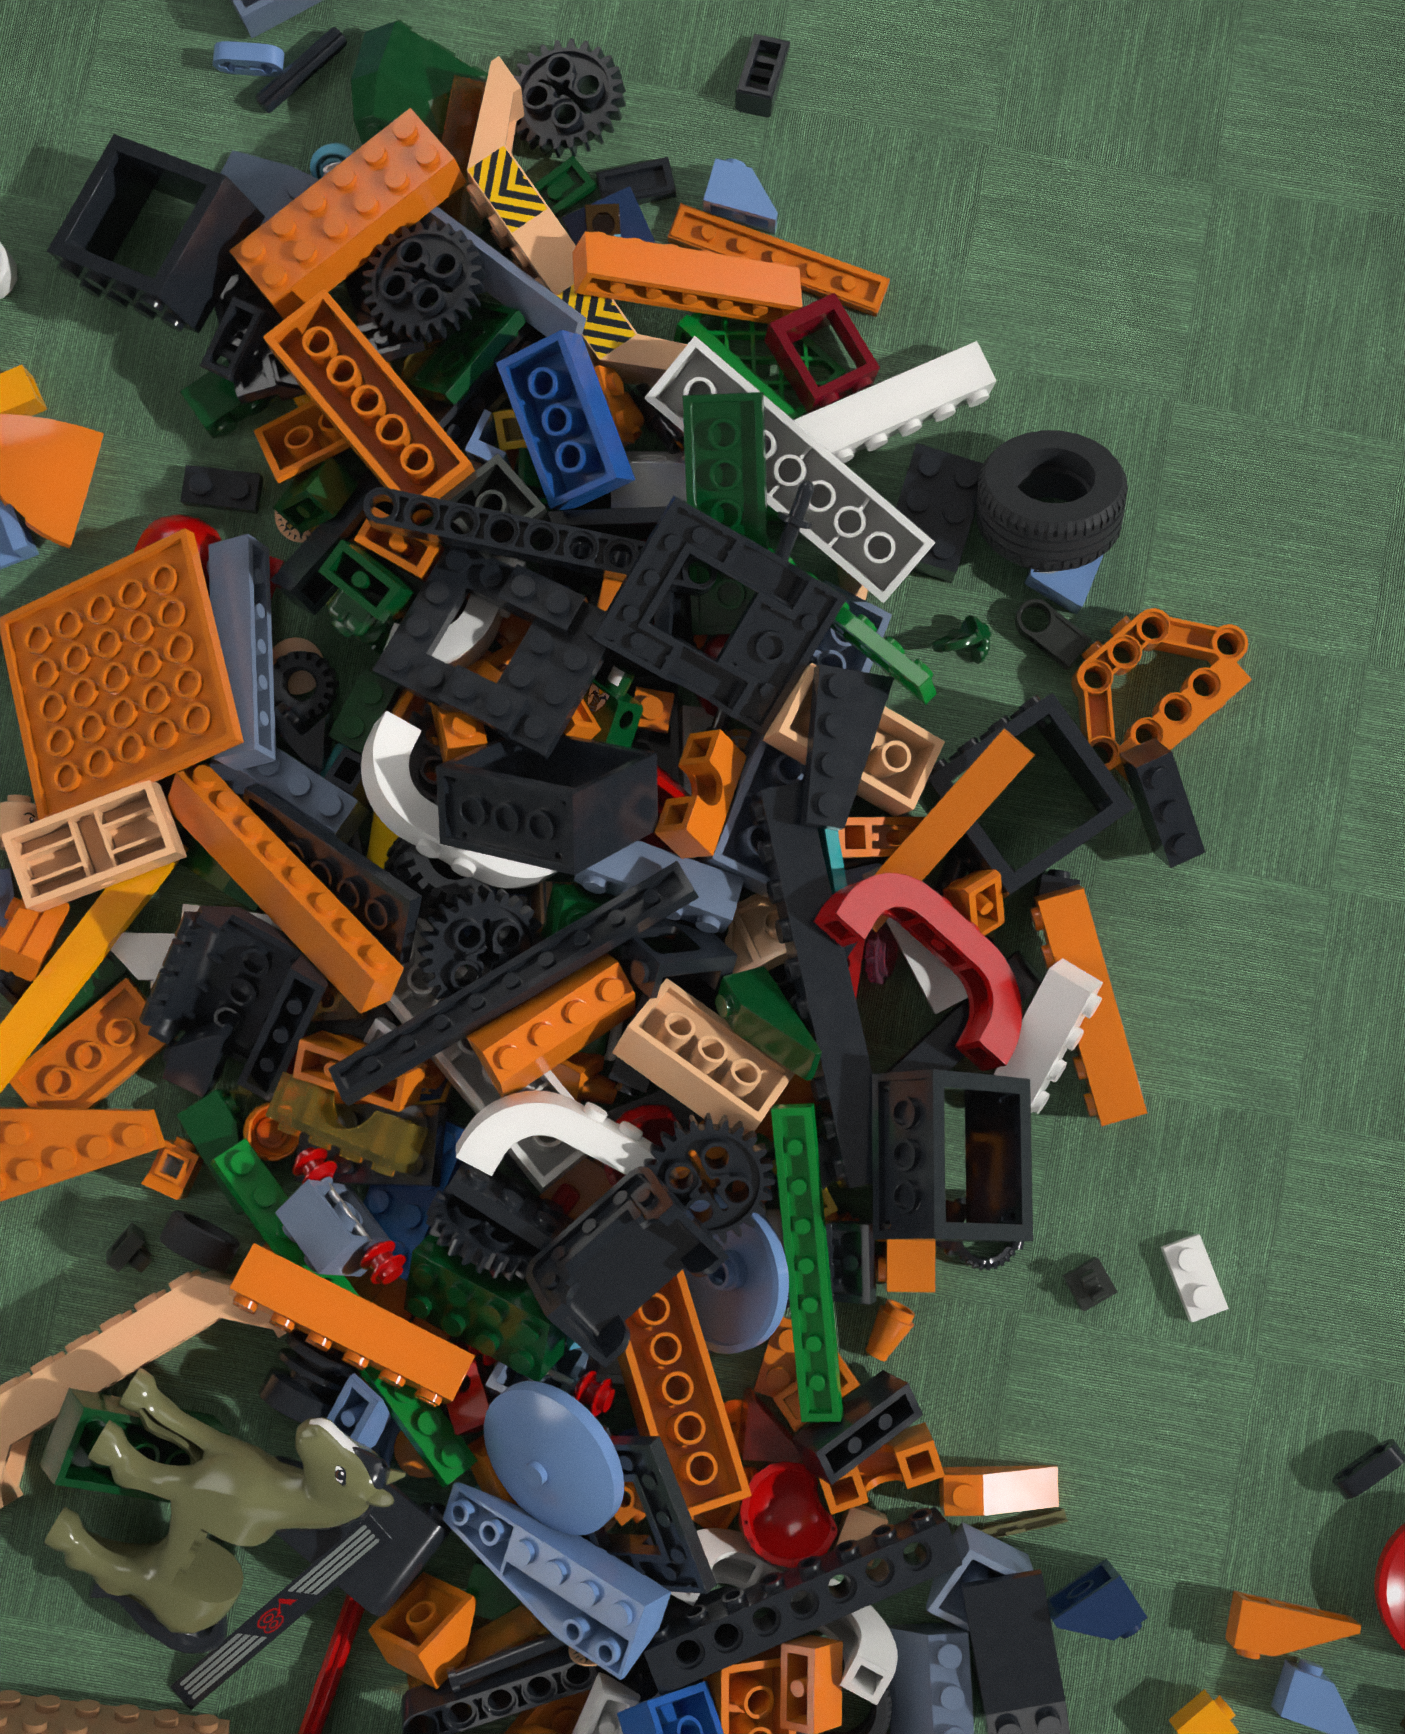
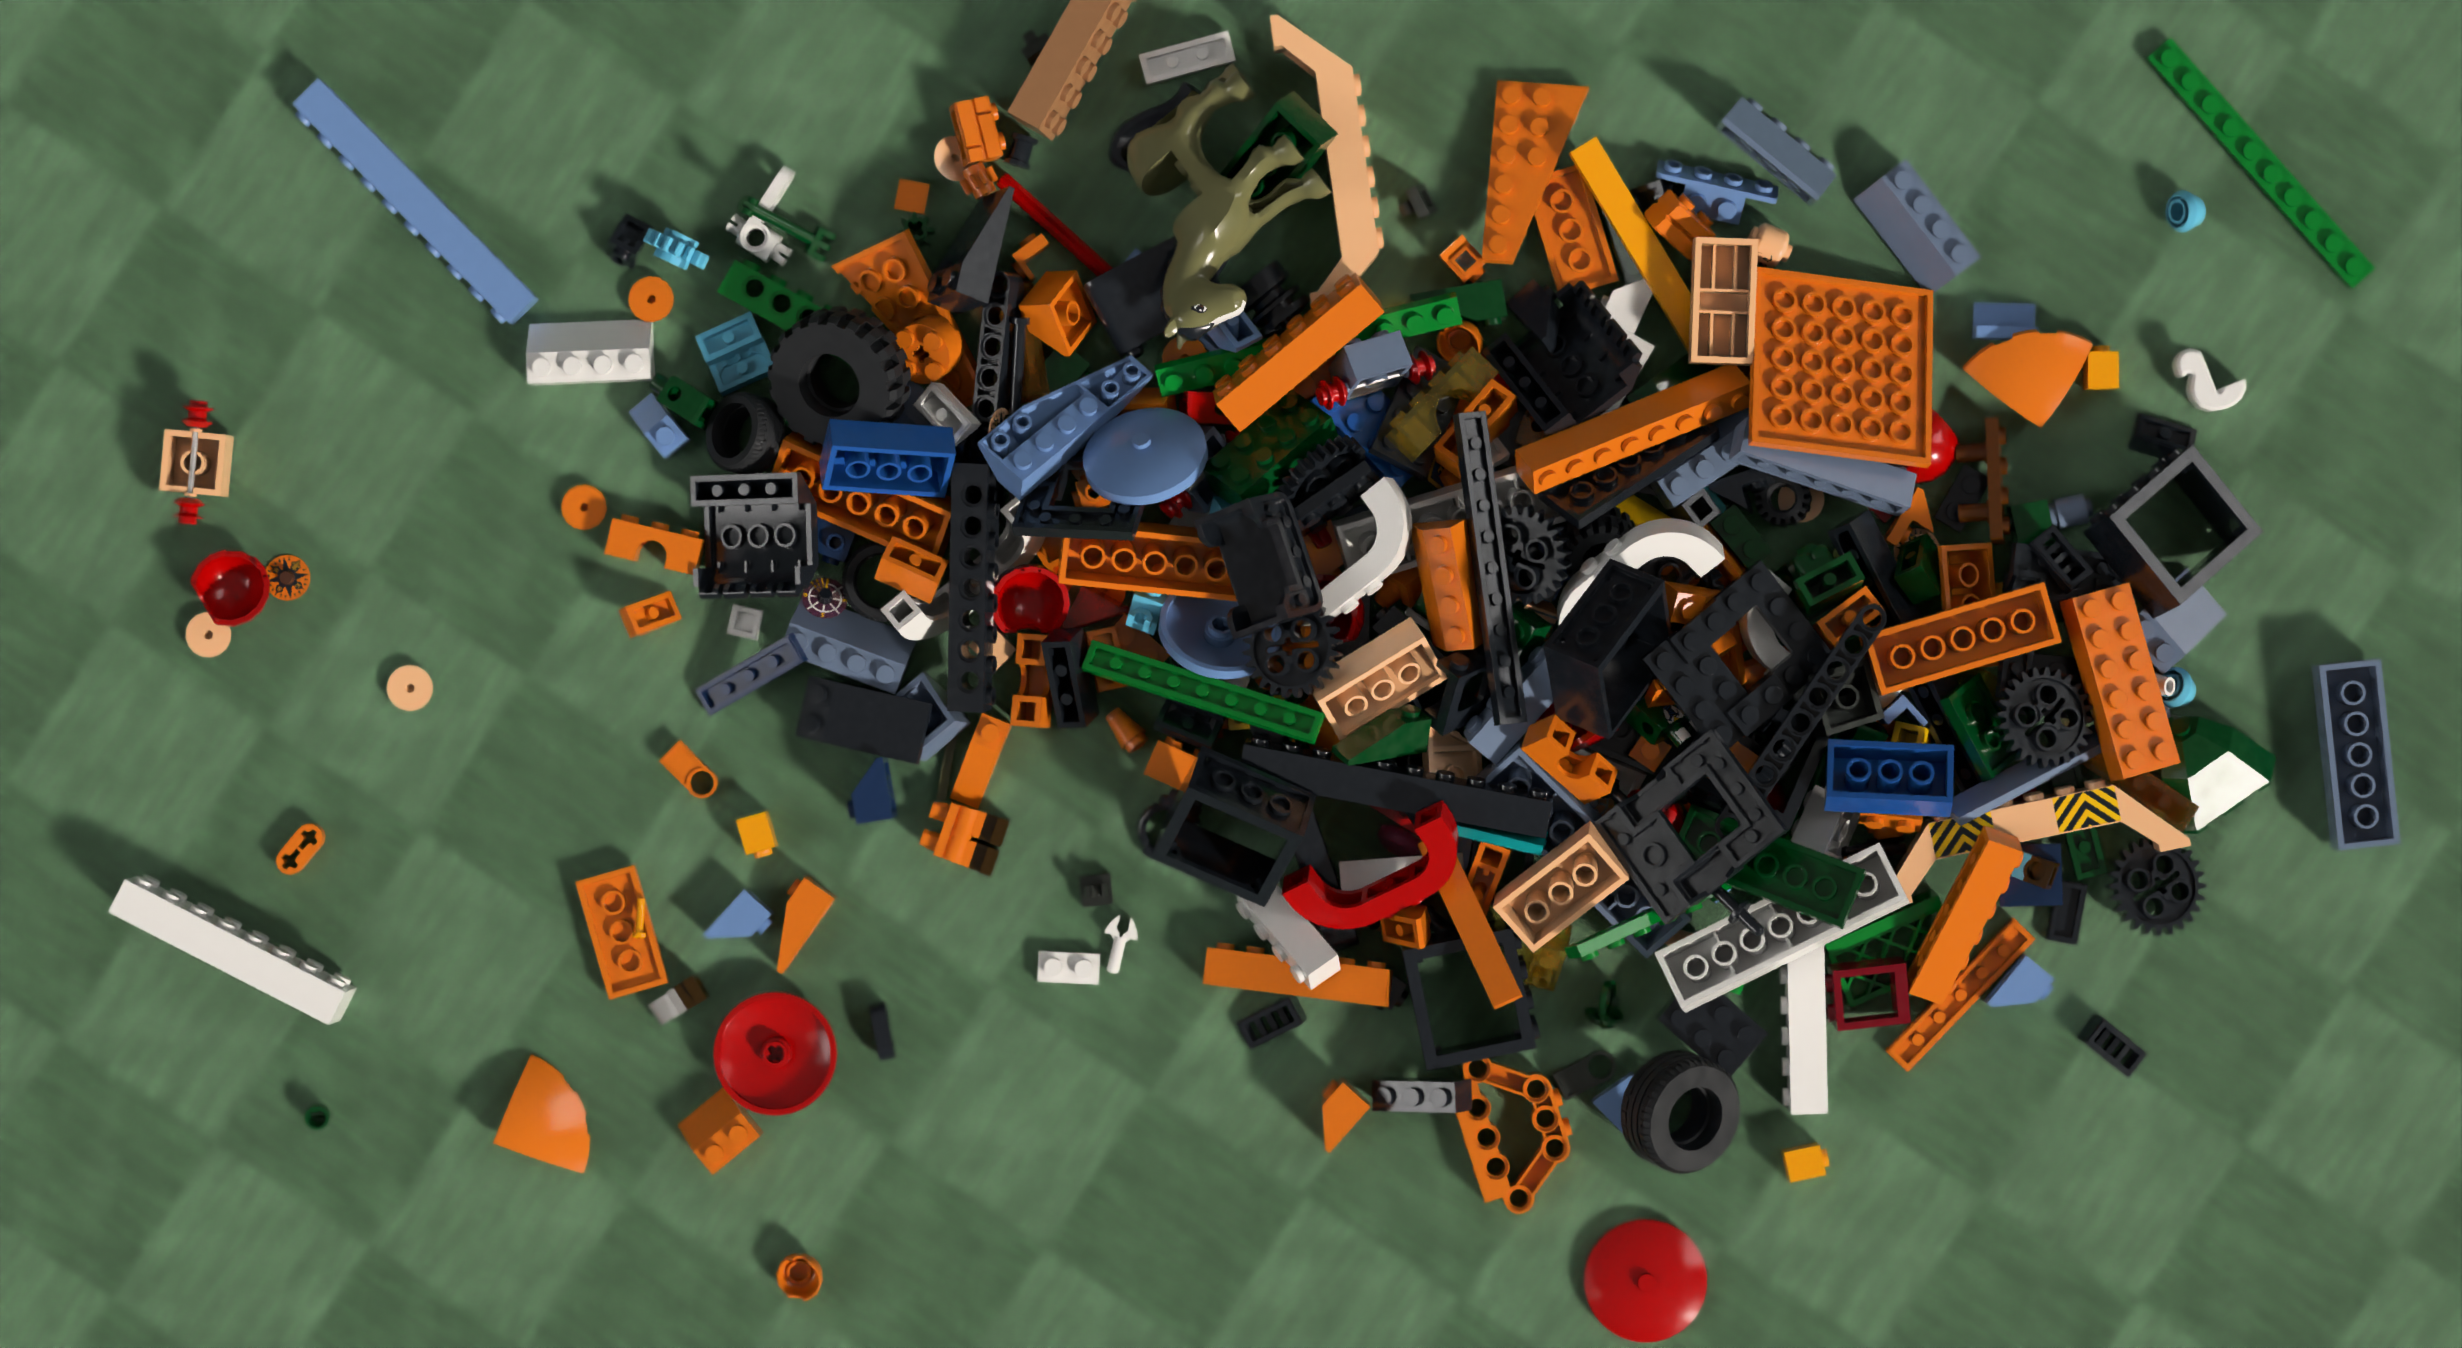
camera: 105 degrees right, 5 degrees up
(65, 305) = (2158, 436): none -> black slope
(66, 1600) = (1187, 58): none -> white plate
(183, 360) = (2070, 511): none -> sand blue brick
(196, 445) = (1998, 495): none -> reddish brown plate
(199, 1241) = (1402, 259): black tyre -> none
(248, 58) = (2293, 656): medium blue beam -> none
(260, 526) = (1918, 514): none -> orange slope
(281, 1611) = (1115, 213): black sticker -> none
(301, 70) = (2268, 693): black axle -> none
(369, 1693) = (1030, 248): none -> orange bracket
(740, 1370) = (1145, 611): none -> medium azure brick
(840, 737) = (1566, 876): black wing -> none
(950, 724) = (1548, 961): none -> clear yellow slope
(1041, 347) = (1805, 1161): none -> light orange brick
(1099, 1479) = (958, 830): none -> orange hips
(1124, 993) = (1295, 1009): none -> black slope
(1138, 1230) = (1119, 943): none -> white bar
(1221, 886) = (1341, 1111): none -> orange slope
(1252, 467) = (1645, 1280): none -> red dish

